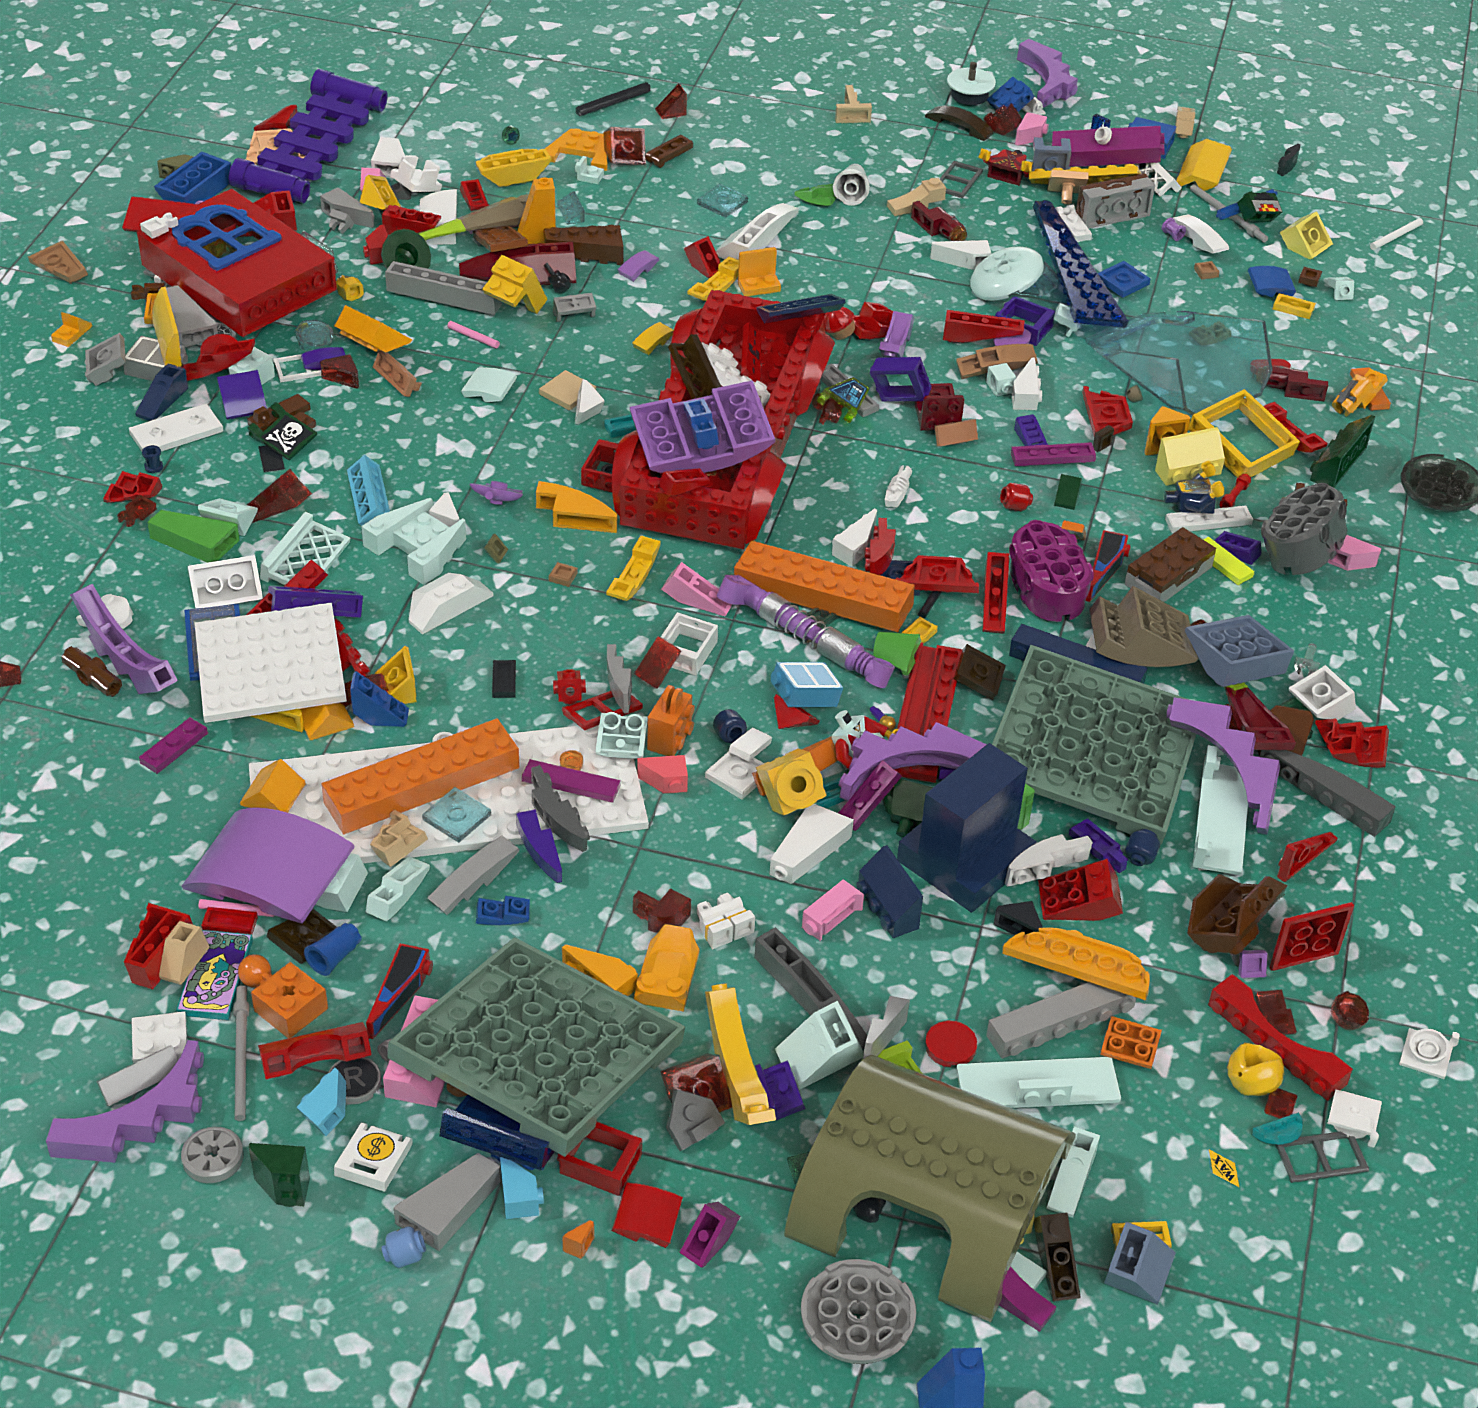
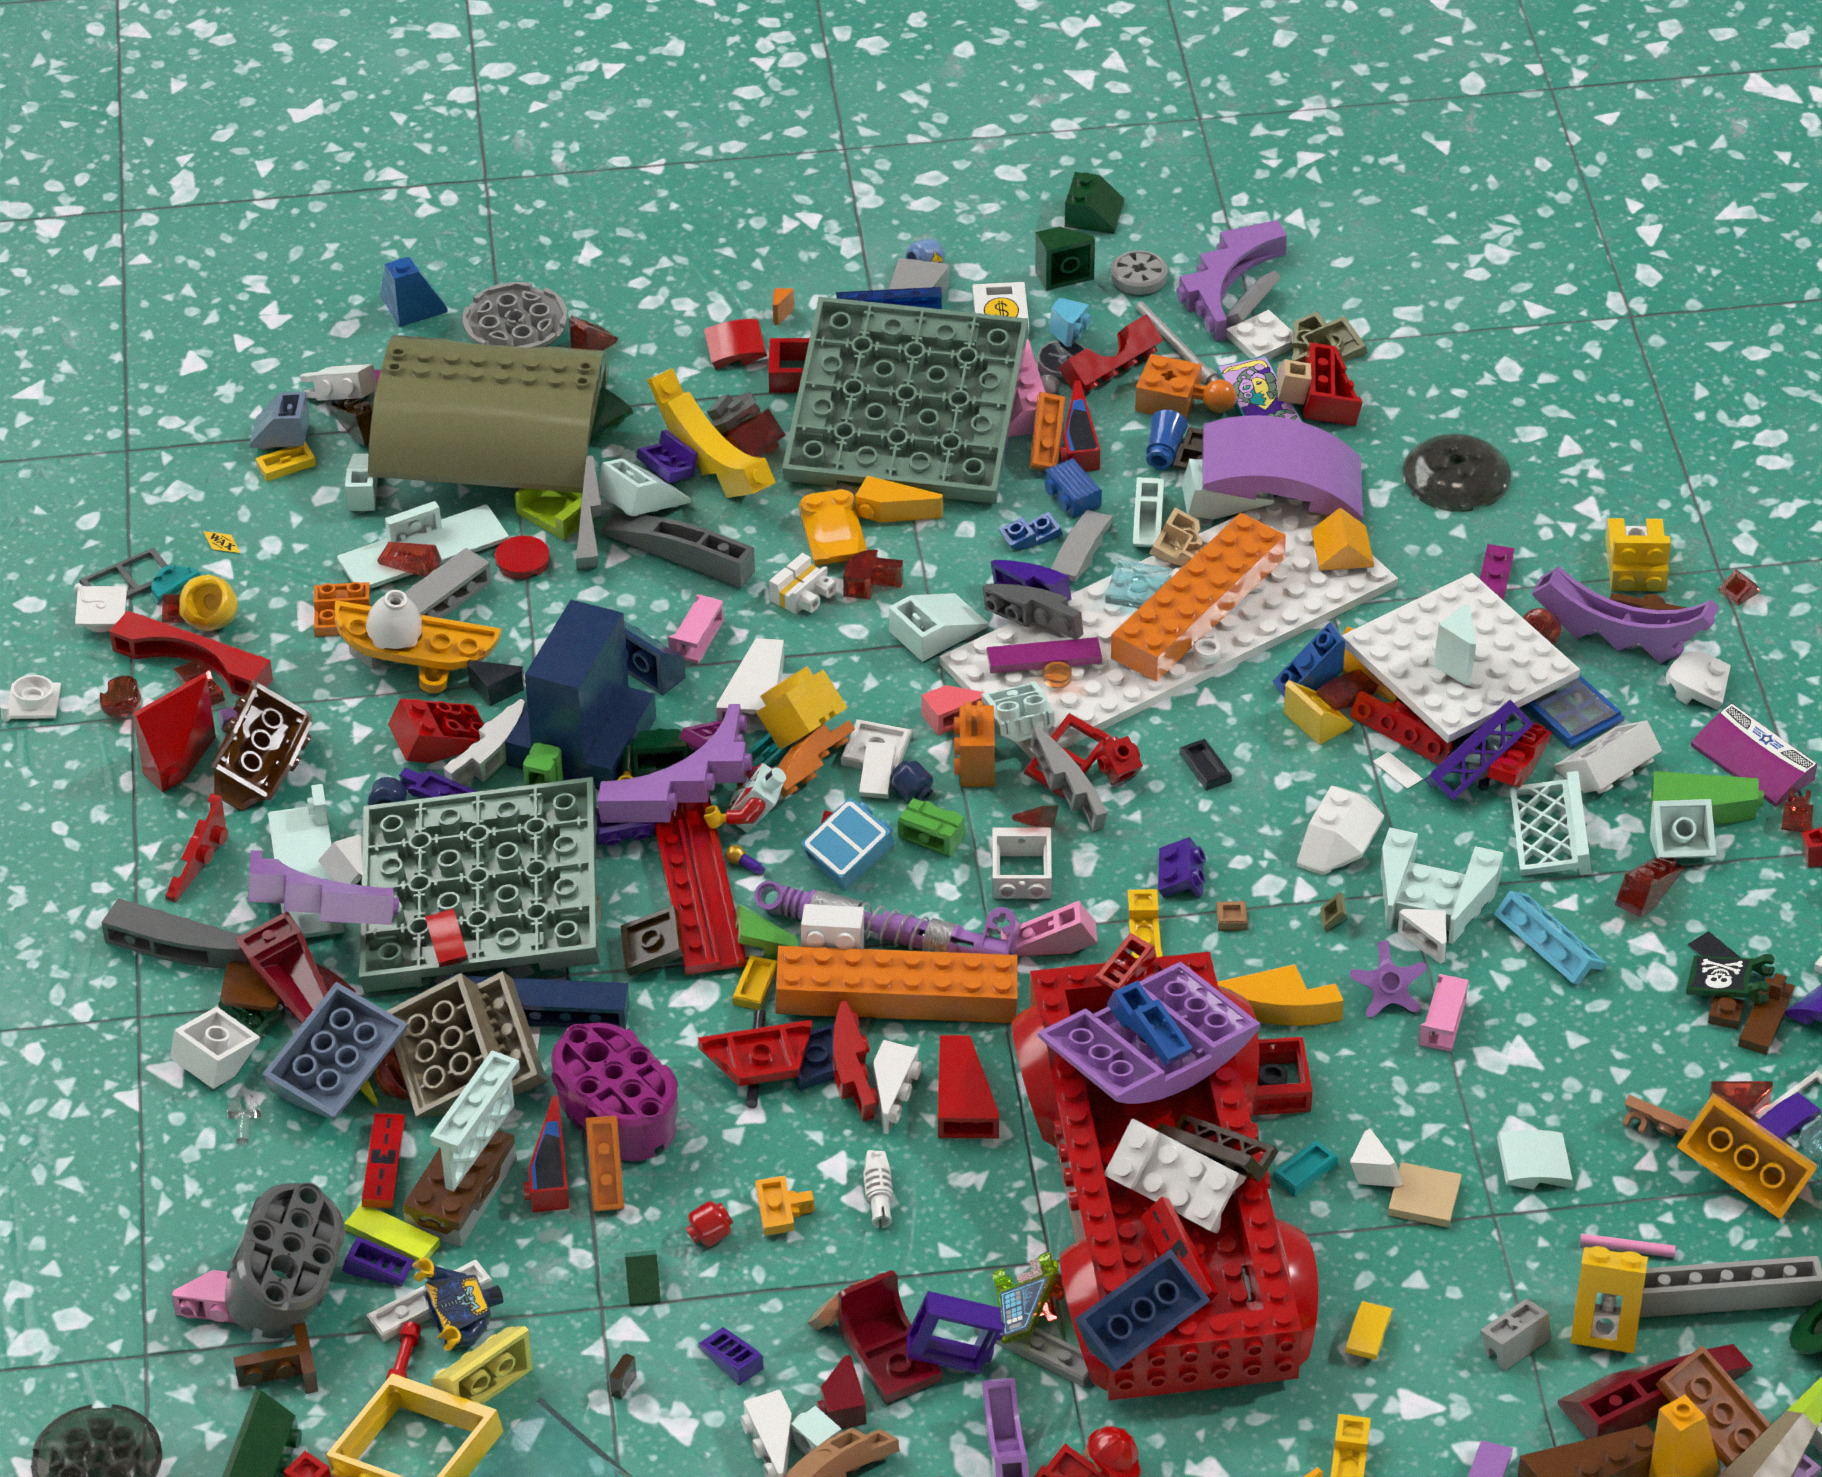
camera: 160 degrees right, 0 degrees up
(56, 713) = (1637, 555): none -> yellow brick
(113, 1007) = (1334, 333): none -> olive slope
(117, 845) = (1456, 472): none -> clear smoke brick
(126, 555) = (1753, 751): none -> magenta slope
(187, 676) = (1545, 623): none -> clear red head
(197, 1255) = (1092, 204): none -> dark green slope
(279, 628) = (1456, 645): none -> light aqua slope
(370, 634) = (1397, 770): none -> white sticker
(430, 980) = (1047, 431): none -> orange tile
(442, 931) = (1072, 488): none -> blue brick
(476, 467) = (1444, 1013): none -> bright pink window
(559, 280) = (1577, 1375): black piece -> none
(578, 608) = (1181, 868): none -> dark purple bracket
(635, 844) = (933, 623): none -> light aqua slope
(709, 1233) = (670, 343): magenta slope -> none
(734, 690) = (931, 826): none -> bright green brick
(785, 1272) = (589, 335): none -> clear red slope
(815, 519) = (964, 1095): none -> red slope
(854, 616) = (832, 926): none -> white slope
(964, 498) = (780, 1206): none -> light orange hinge
(977, 391) = (842, 1396): none -> dark red slope
(995, 592) = (676, 1053): red slope -> none
(1053, 454) = (686, 1325): magenta plate -> none
(1055, 1051) = (420, 558): none -> clear red slope
(1066, 1289) = (341, 382): none -> white hinge
(1100, 949) = (394, 621): none -> white piece
(1107, 410) = (635, 1434): red wing -> none
(1136, 691) = (446, 938): none -> slope
(1159, 535) = (475, 1116): none -> light aqua fence
(1163, 425) = (524, 1388): light orange slope -> none
(1190, 803) = (344, 860): none -> white slope
(1219, 594) = (383, 1160): none -> red tile
(1355, 743) = (157, 1017): red slope -> none

